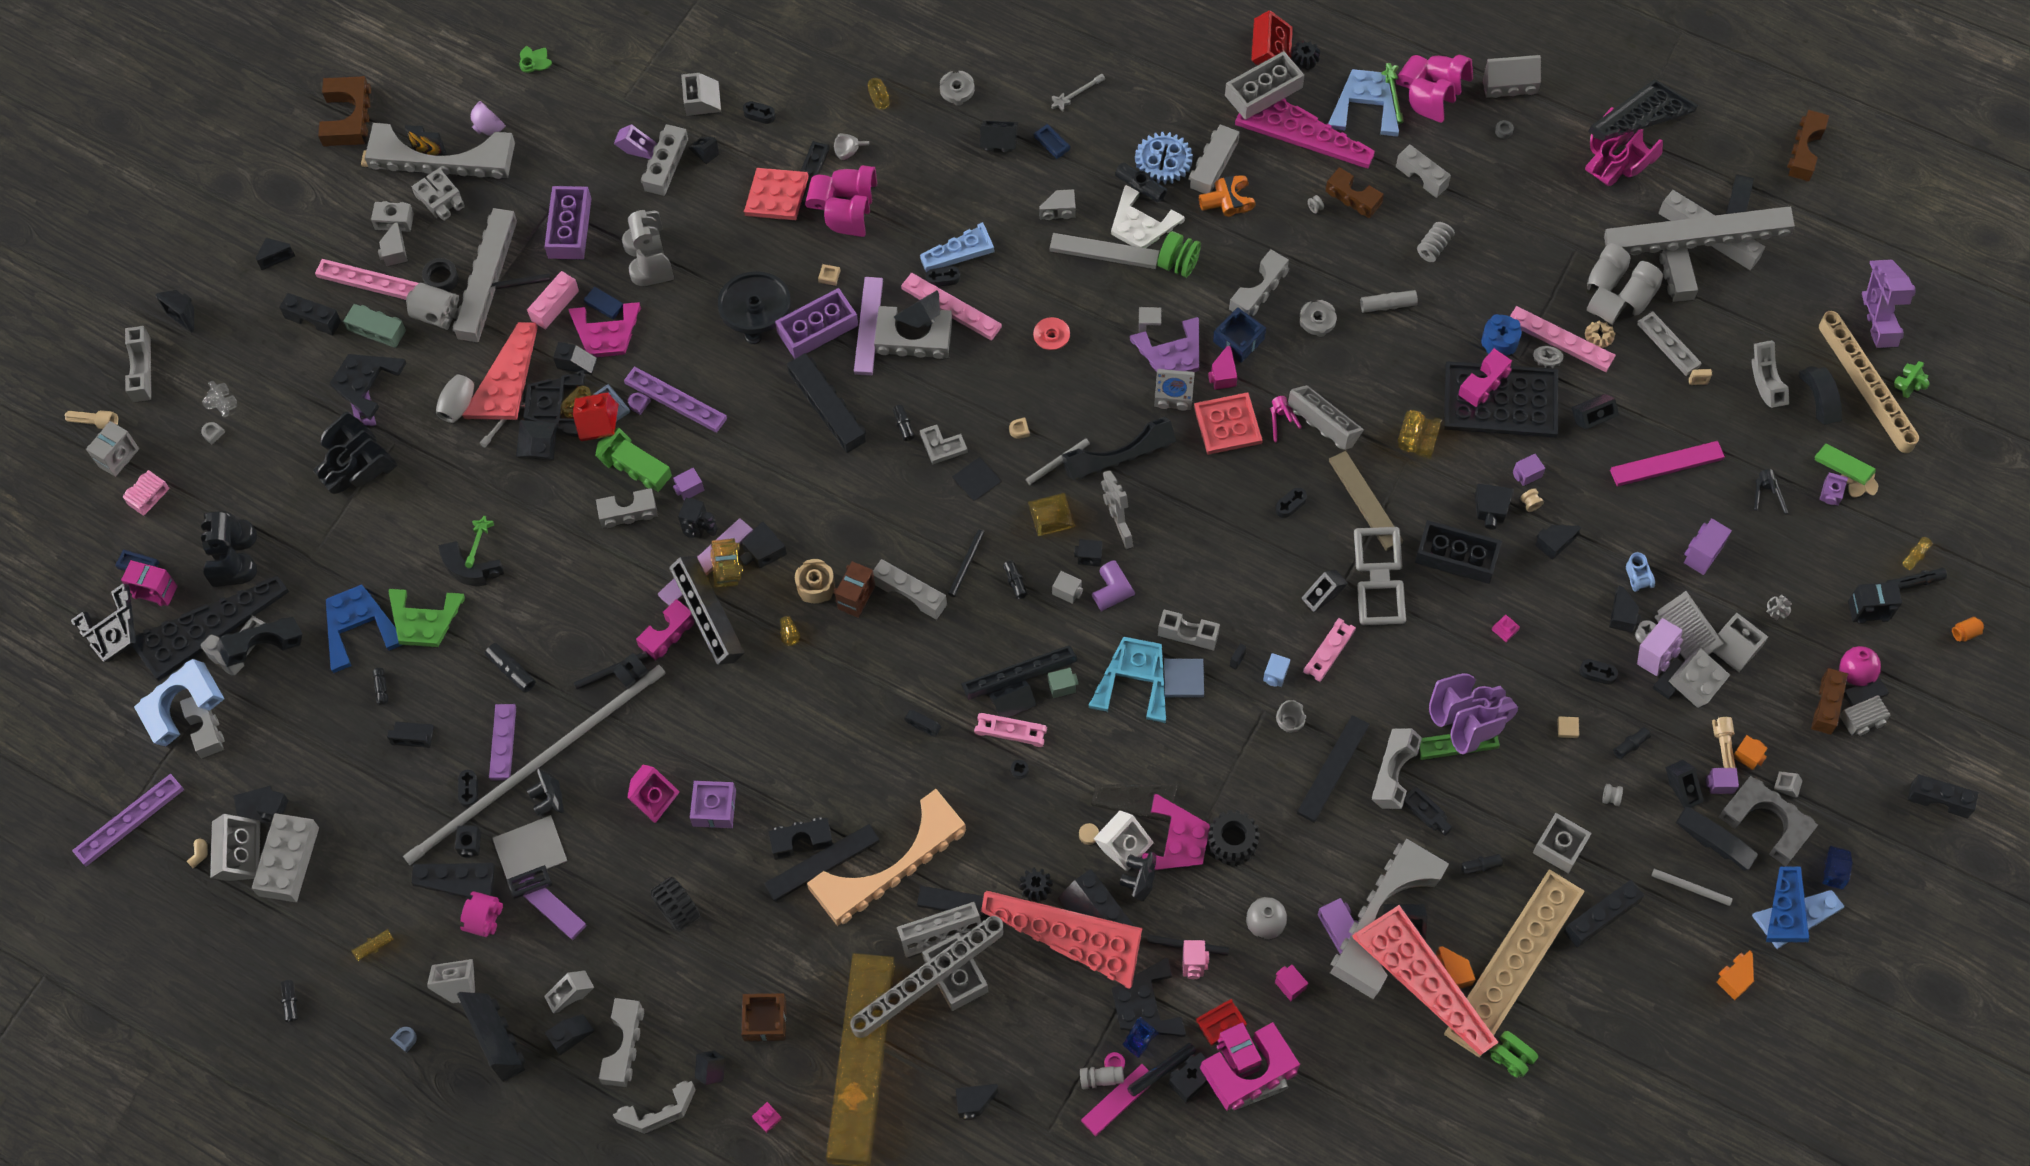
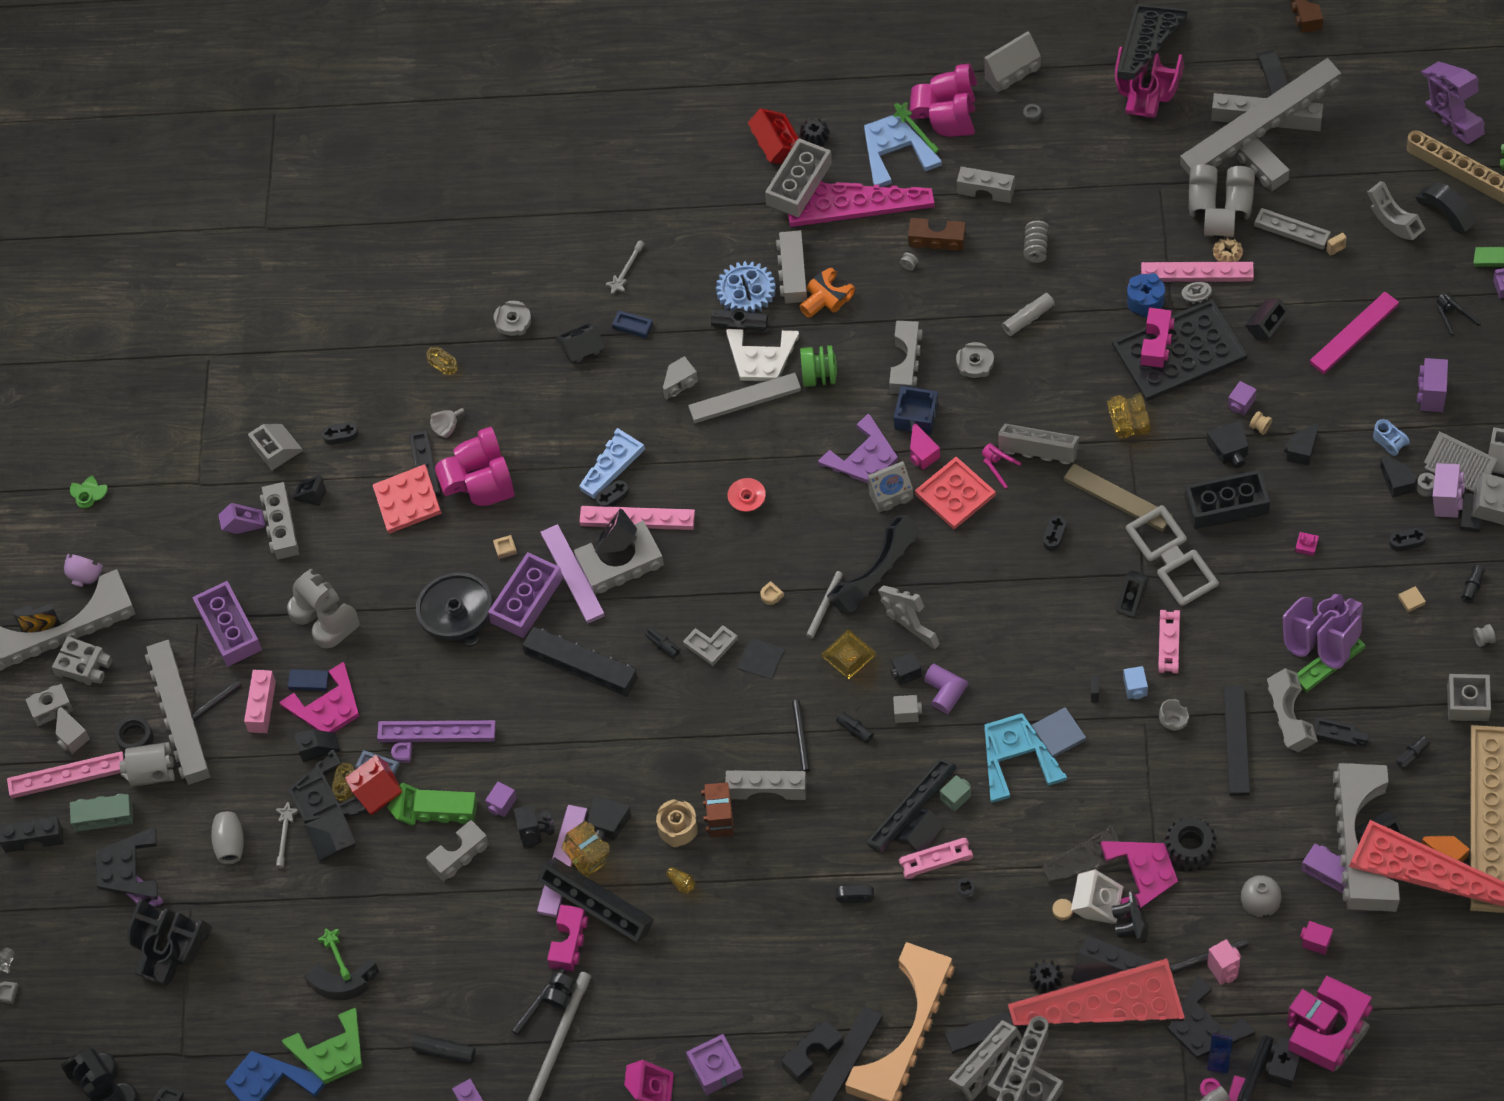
camera: 25 degrees left, 5 degrees down
(504, 384) = (263, 802): coral wing -> none
(1149, 316) = (825, 435): light grey panel -> none
(1176, 628) = (1051, 687): light grey arch -> none
(1218, 1020) = (1277, 1003): red plate -> none

